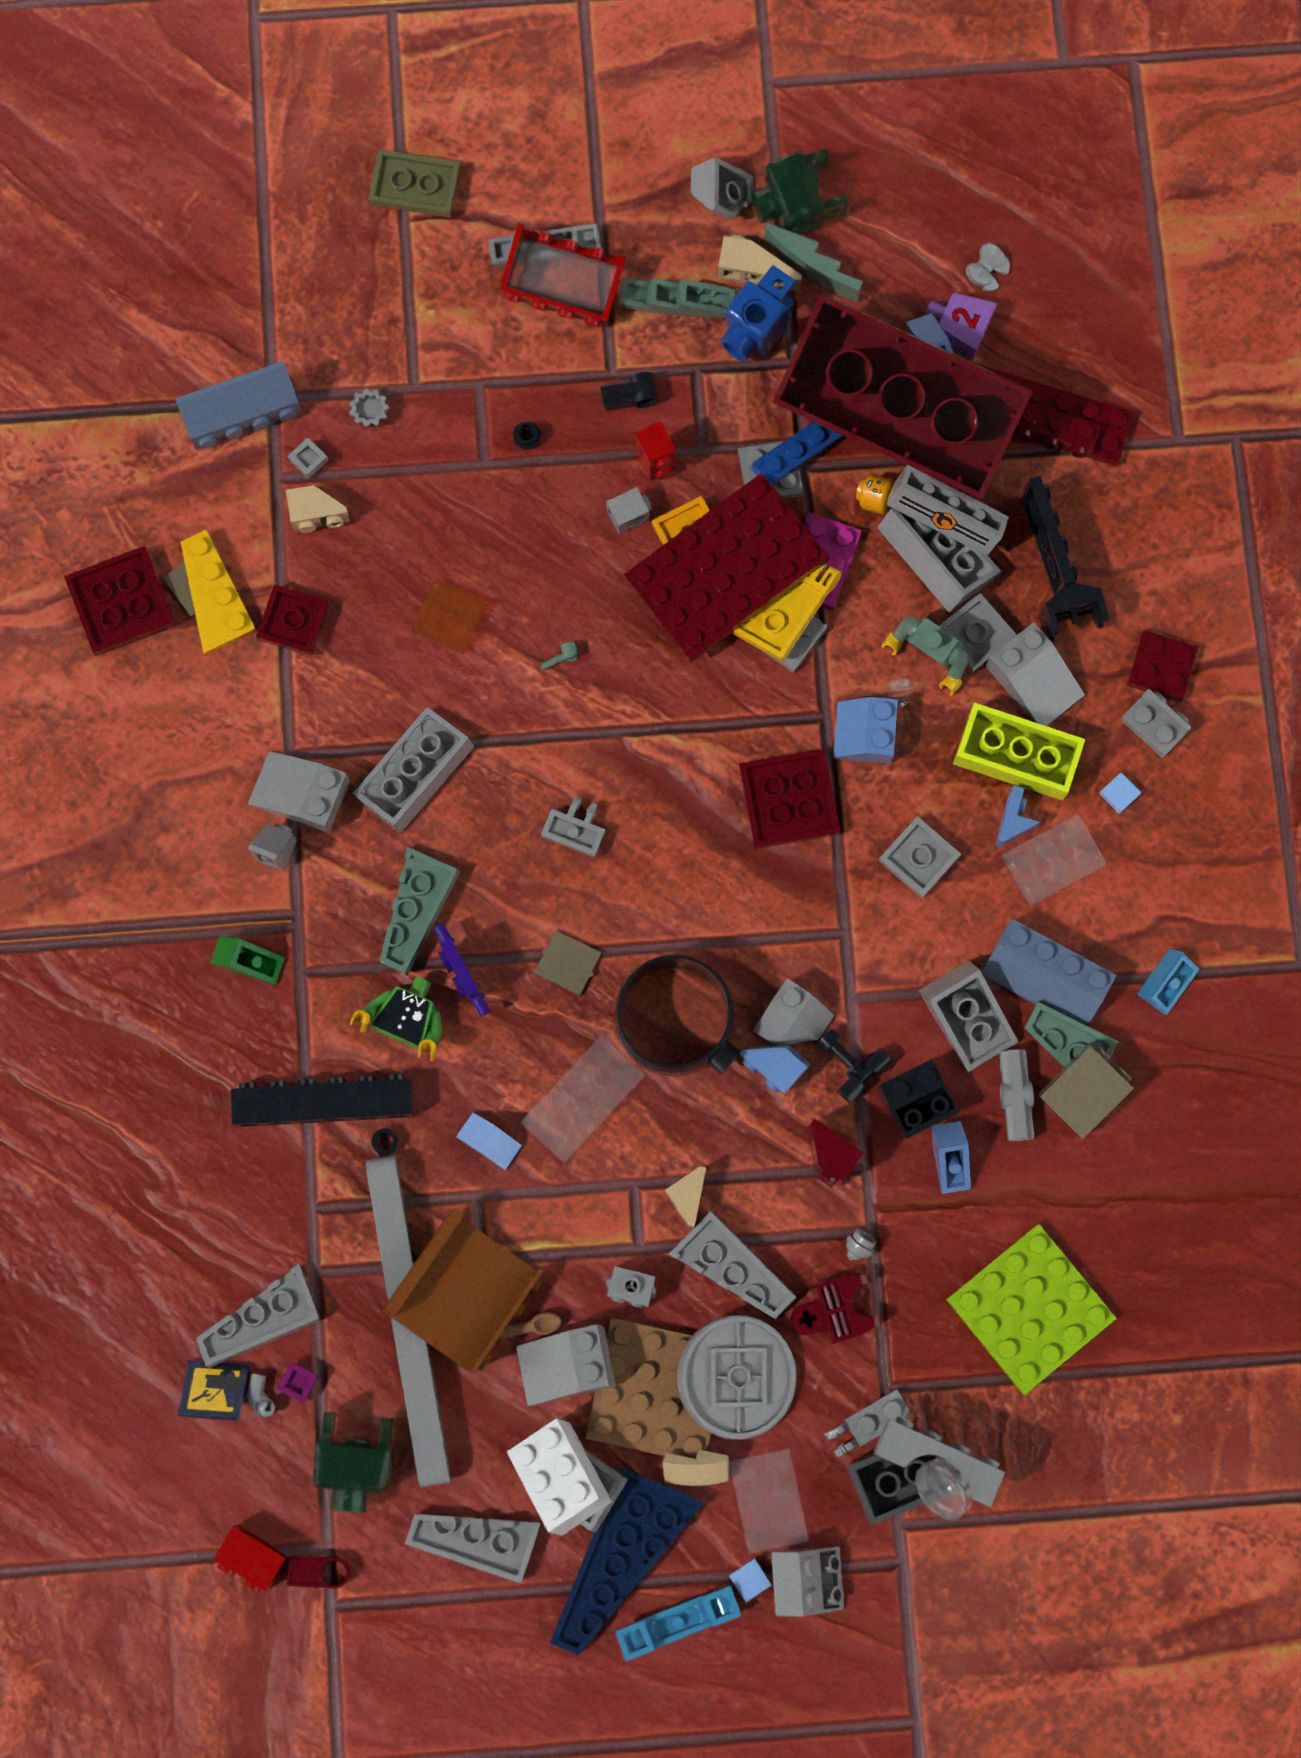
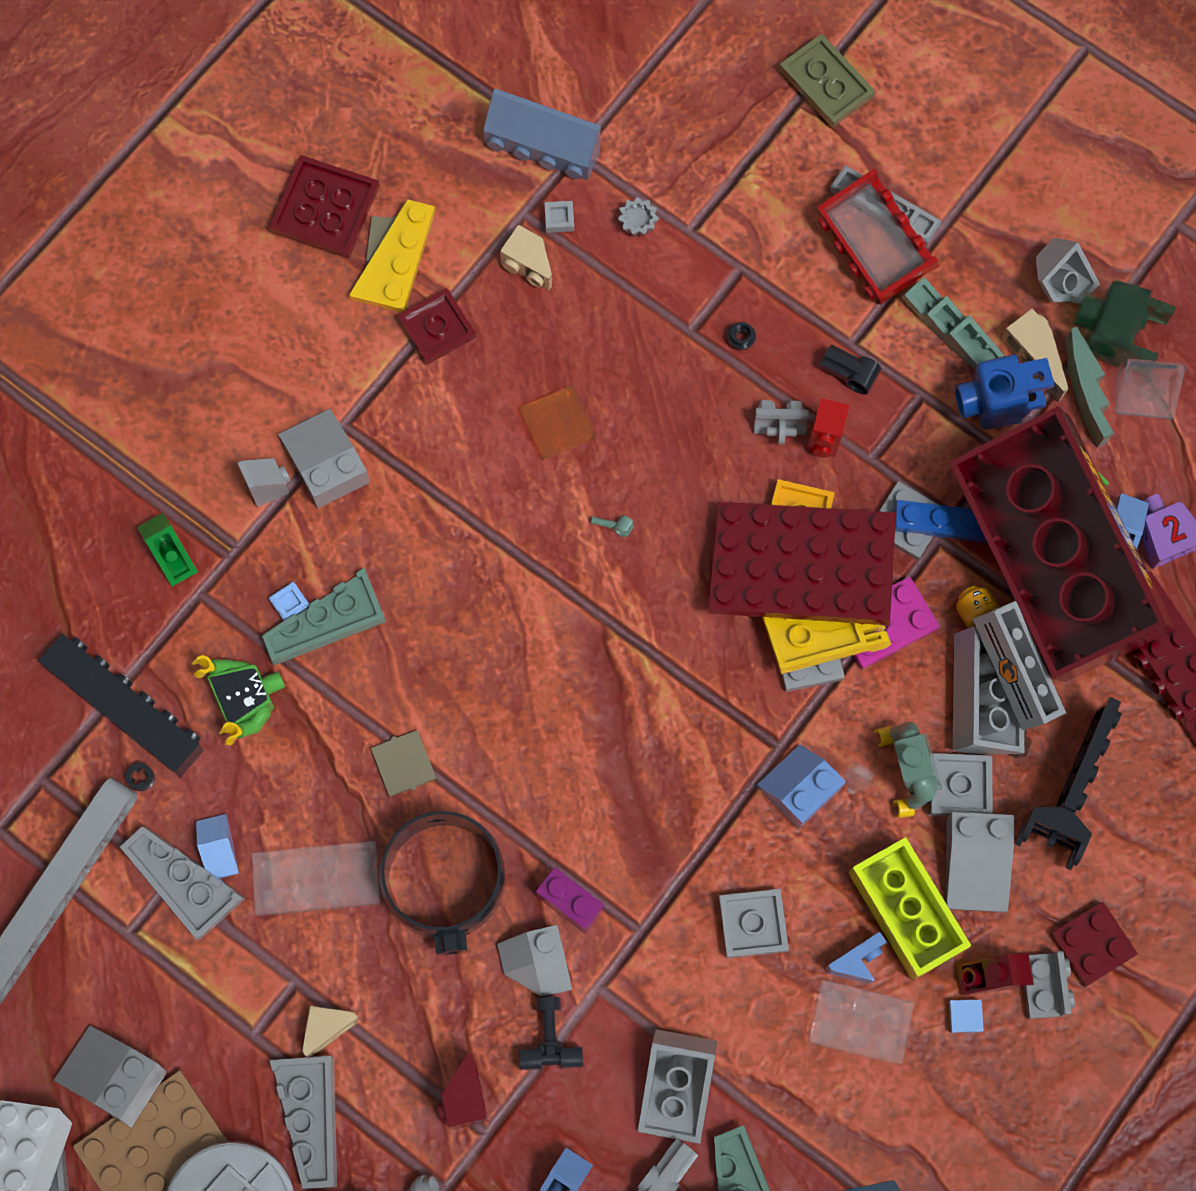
camera: 40 degrees right, 5 degrees down
(374, 920) = (289, 601): none -> light blue tile
(413, 769) = (422, 514): light grey slope -> none
(453, 962) = (310, 703): dark purple plate -> none
(463, 1293) = (85, 945): dark orange panel -> none
(494, 1188) = (185, 885): none -> light grey wing
(541, 1324) = (123, 1025): medium nougat piece -> none
(573, 832) = (499, 667): light grey hinge -> none
(616, 476) = (781, 422): none -> light grey hips
(628, 510) = (768, 457): light grey brick -> none
(640, 1296) = (218, 1072): light grey head -> none
(777, 1063) = (490, 987): medium blue slope -> none
(778, 954) = (570, 900): none -> magenta brick
(789, 799) = (691, 786): dark red plate -> none
(857, 226) = (1148, 388): none -> clear slope
(917, 1099) = (574, 1116): black slope -> none
(1047, 973) = (772, 1109): sand blue slope -> none
(1115, 746) = (995, 974): none -> dark red slope

